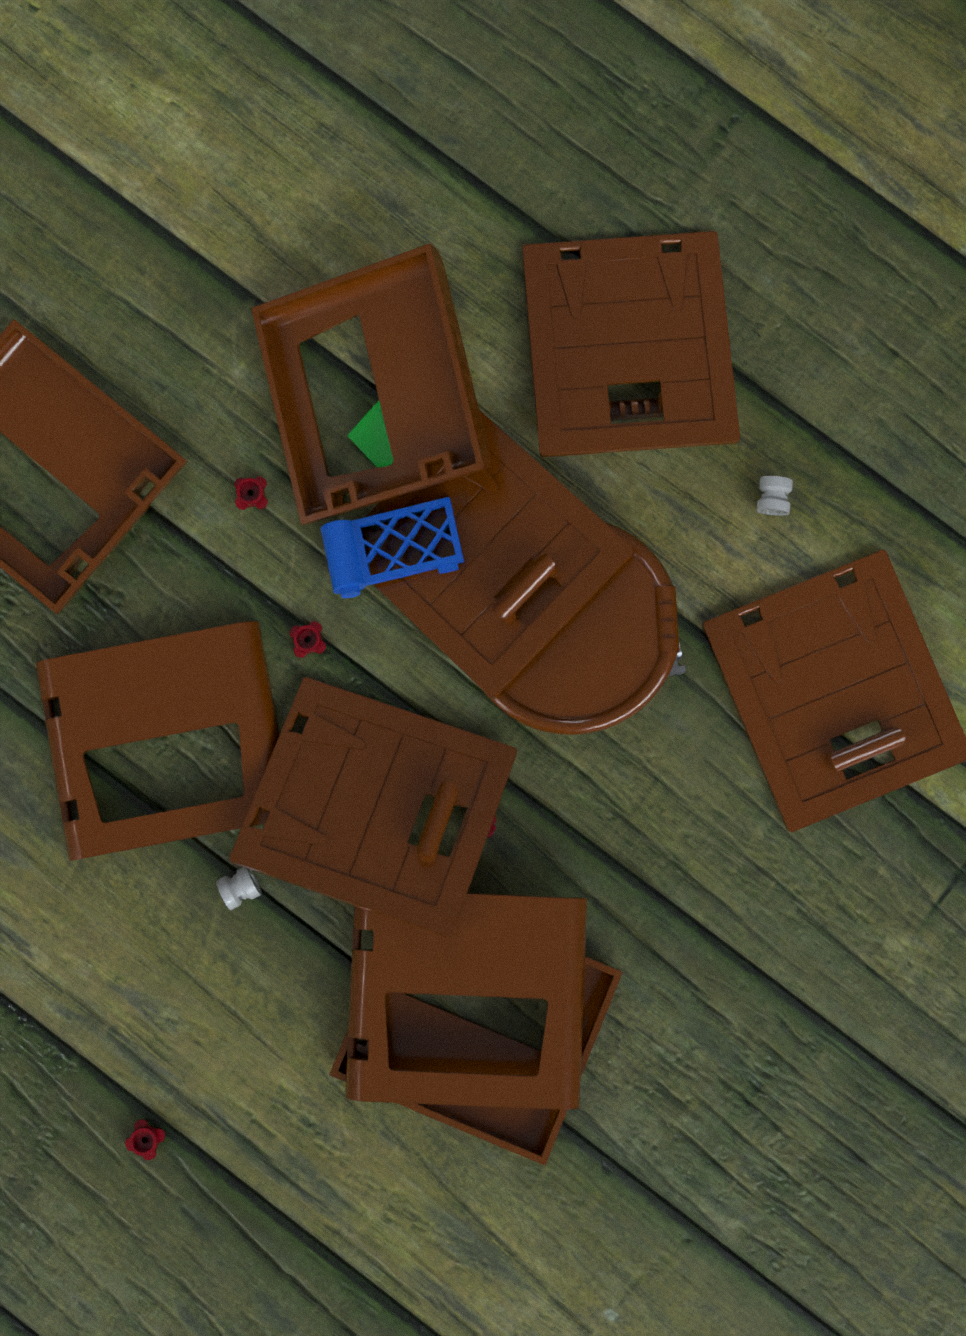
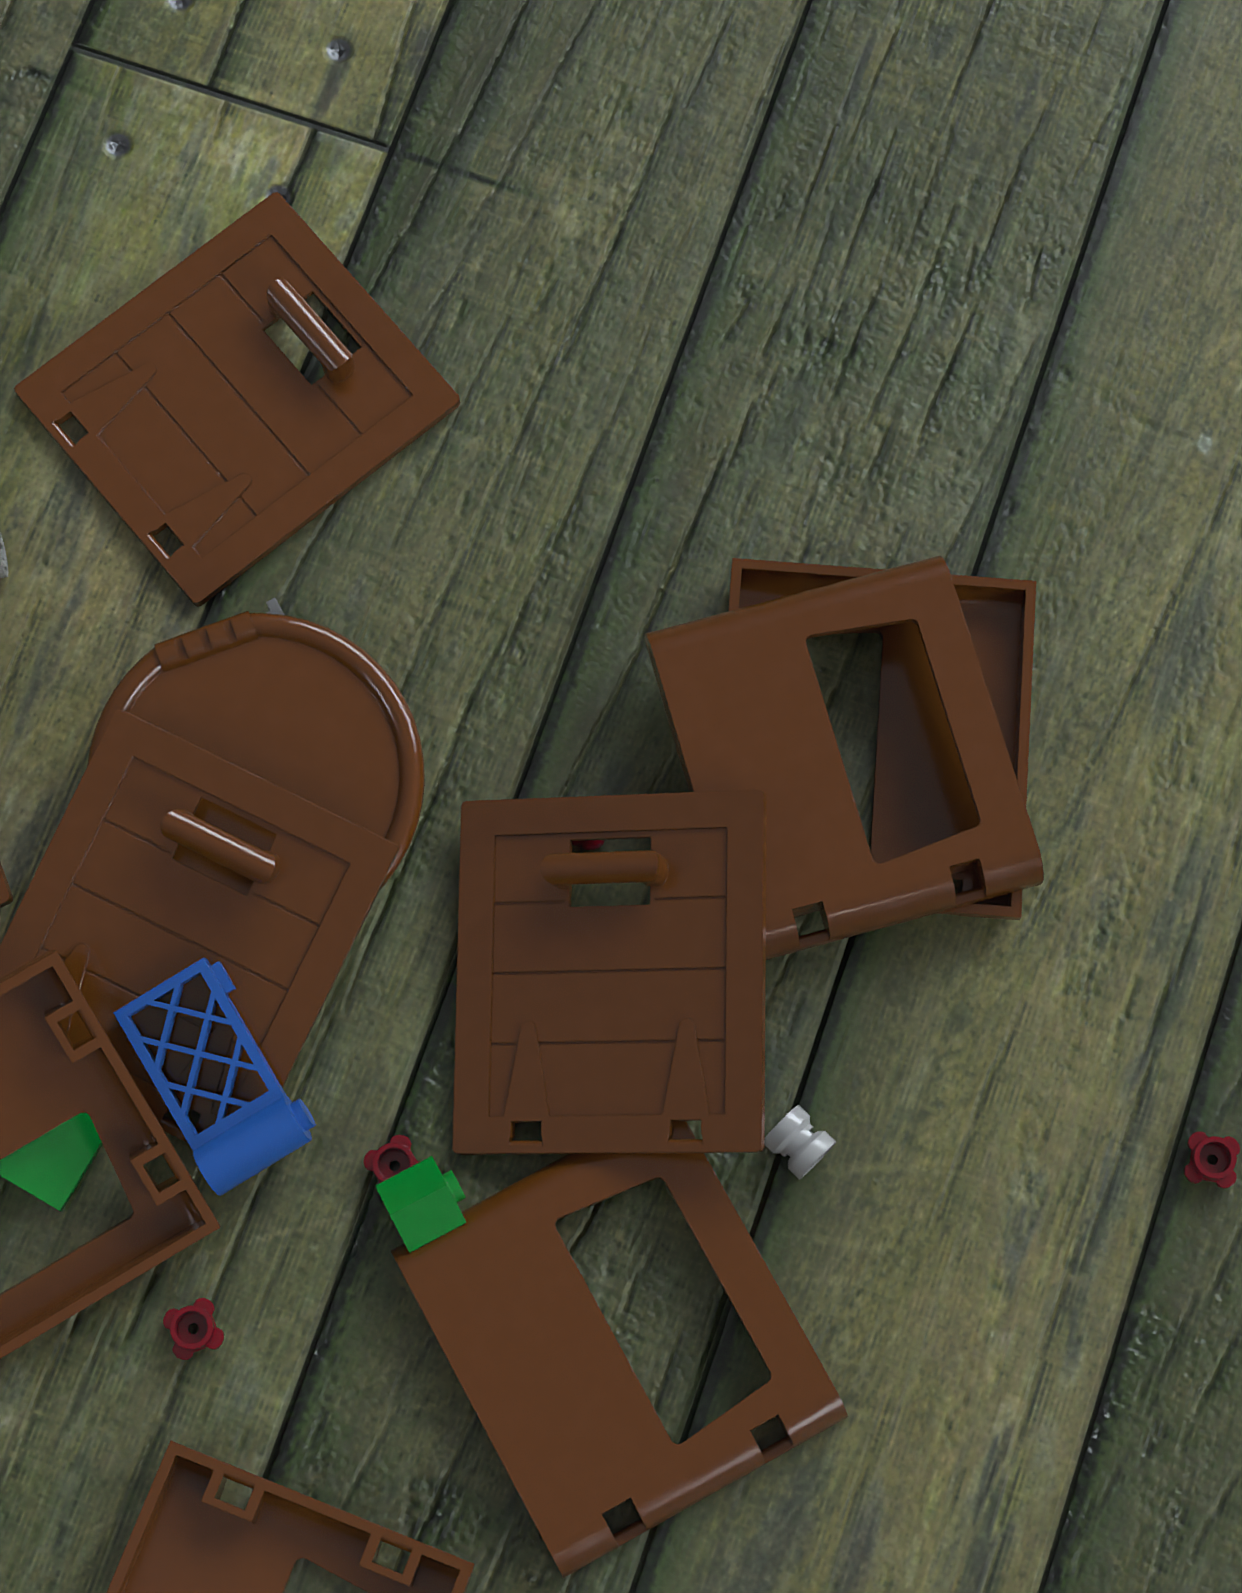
camera: 110 degrees left, 10 degrees down
(275, 647) = (422, 1203): none -> green brick

